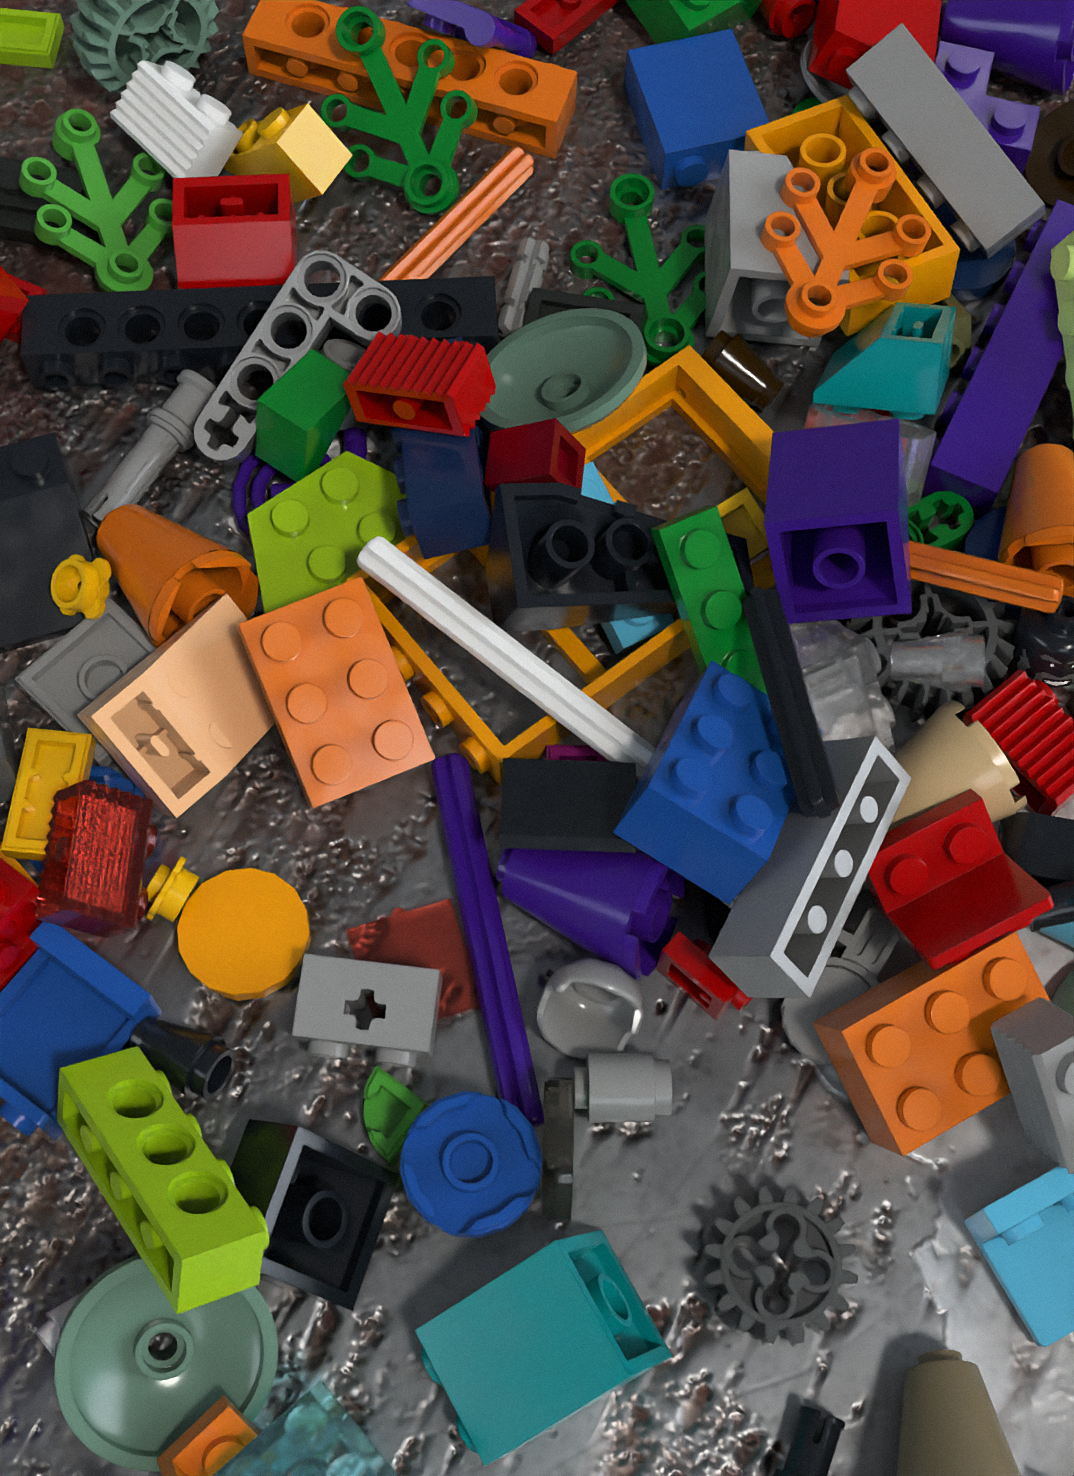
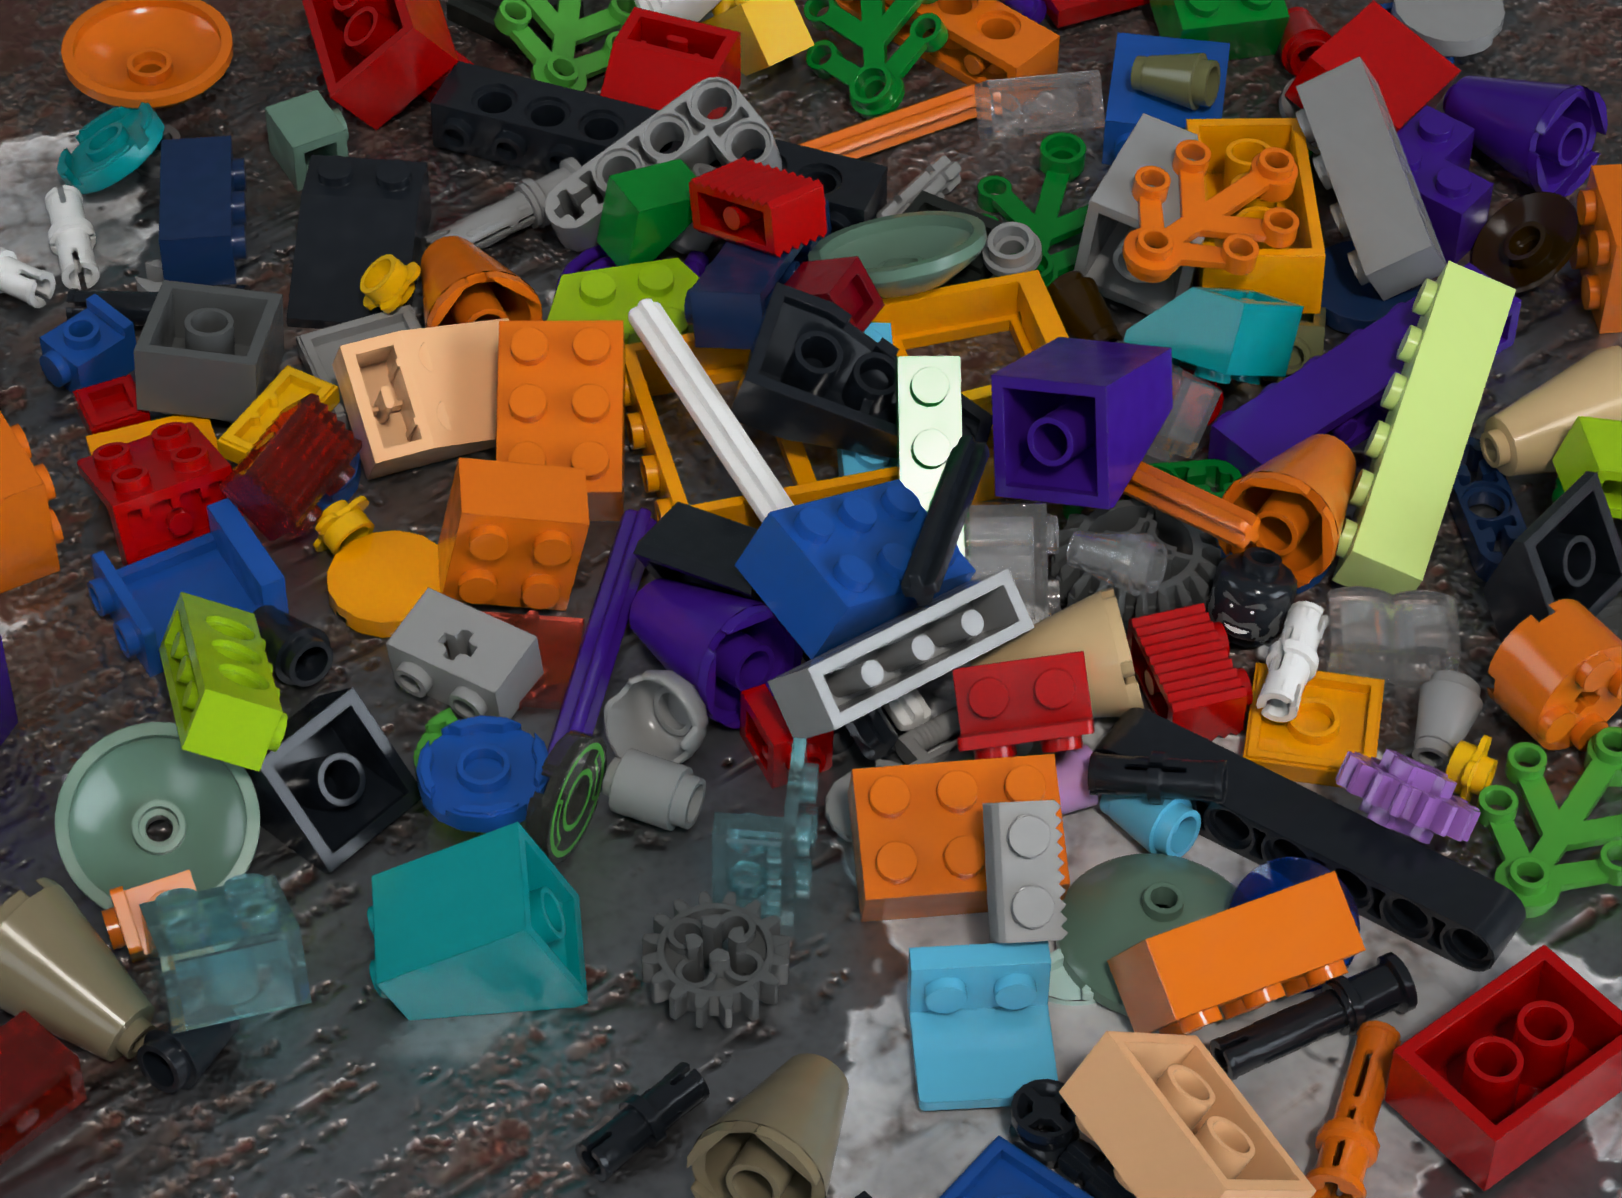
camera: 25 degrees right, 20 degrees down
(357, 855) = (513, 534): none -> orange brick
(592, 154) = (1039, 105): none -> clear brick
(667, 320) = (1008, 239): none -> light grey plate
(716, 88) = (1178, 78): none -> olive cone
(806, 1124) = (764, 854): none -> clear light blue bracket

